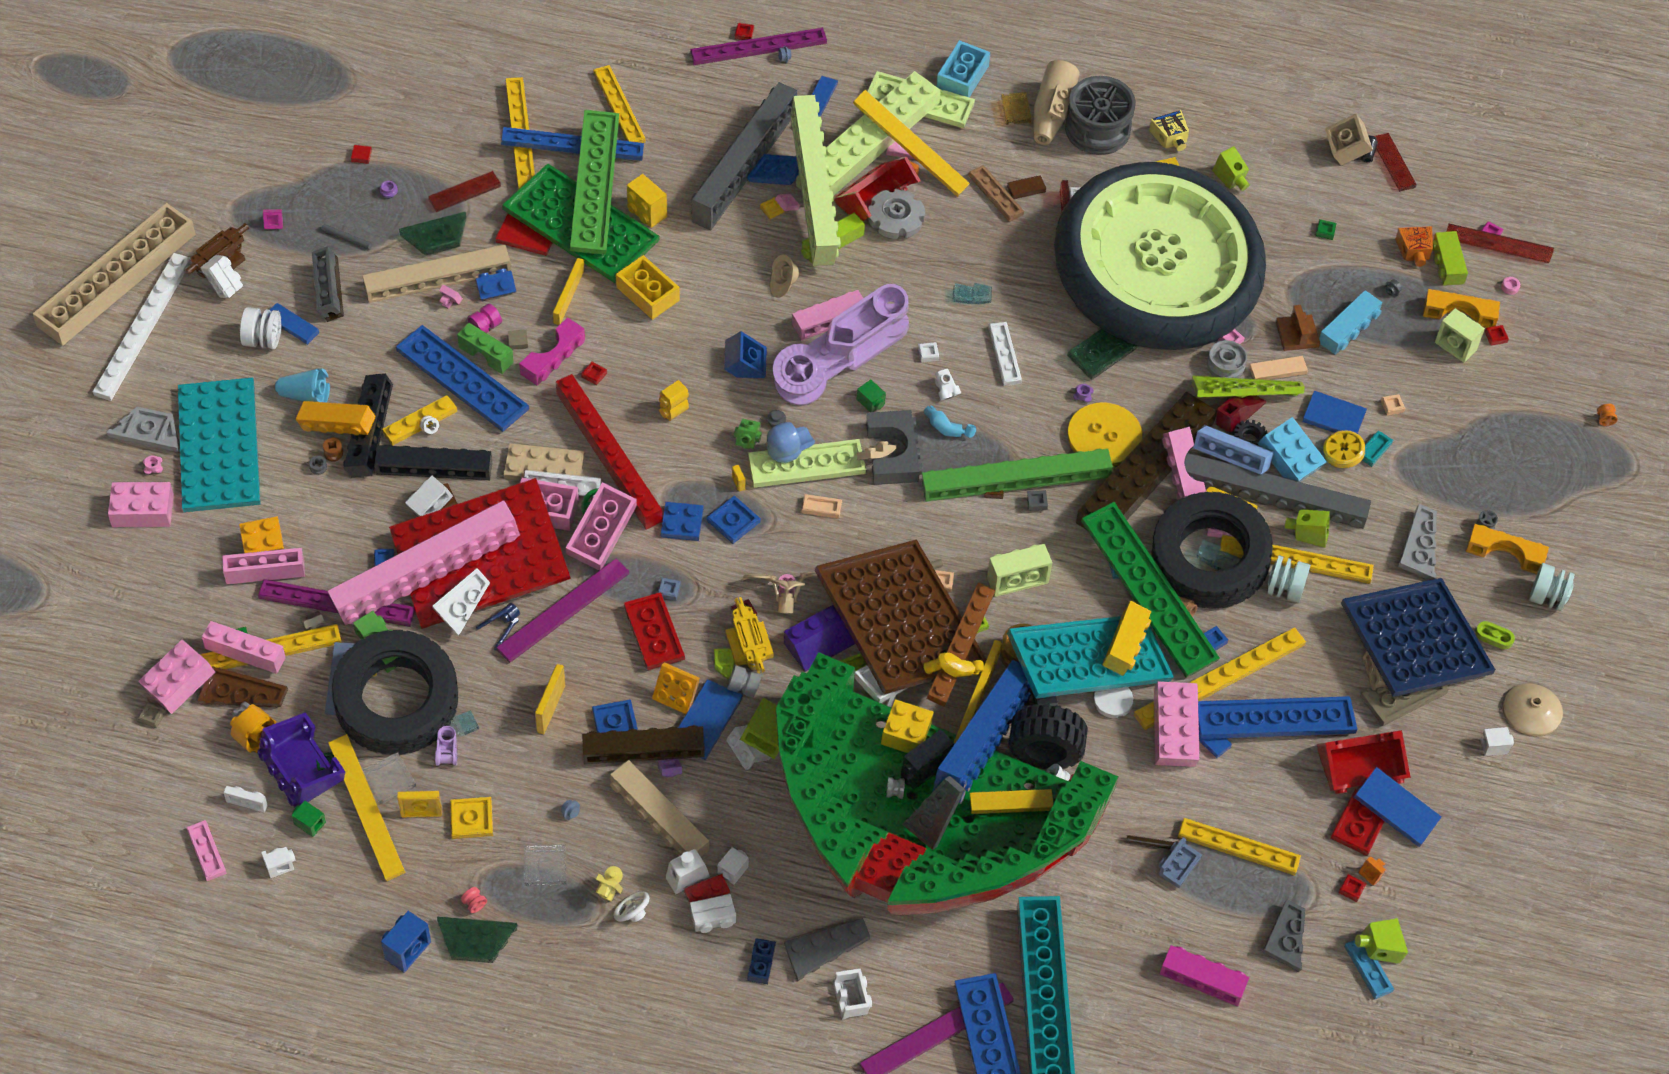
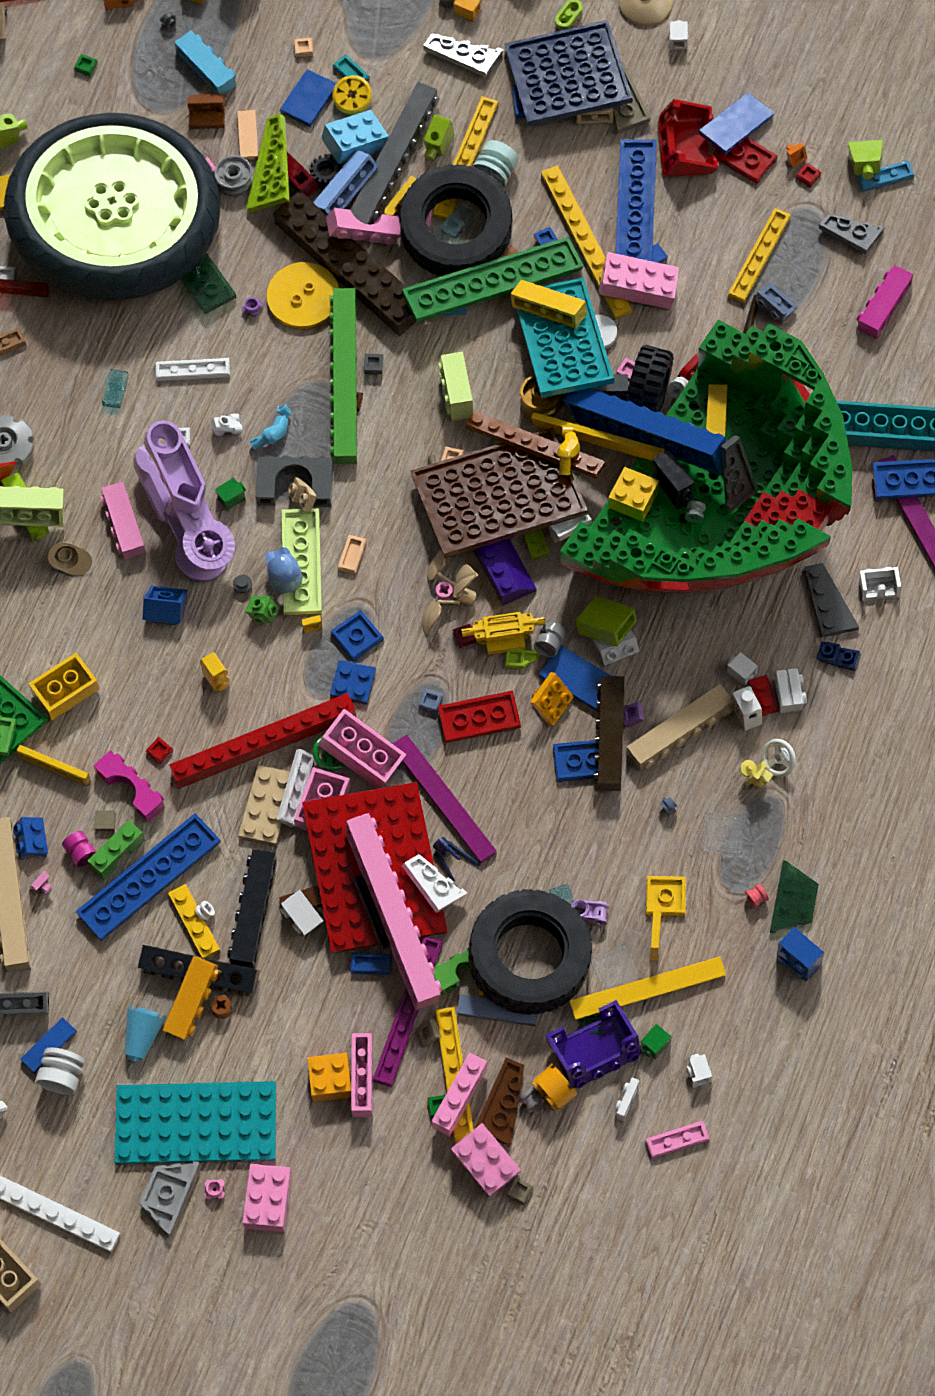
camera: 75 degrees left, 10 degrees up
(314, 468) = (243, 1024): dark grey bush -> none
(550, 699) = (552, 811): yellow tile -> none

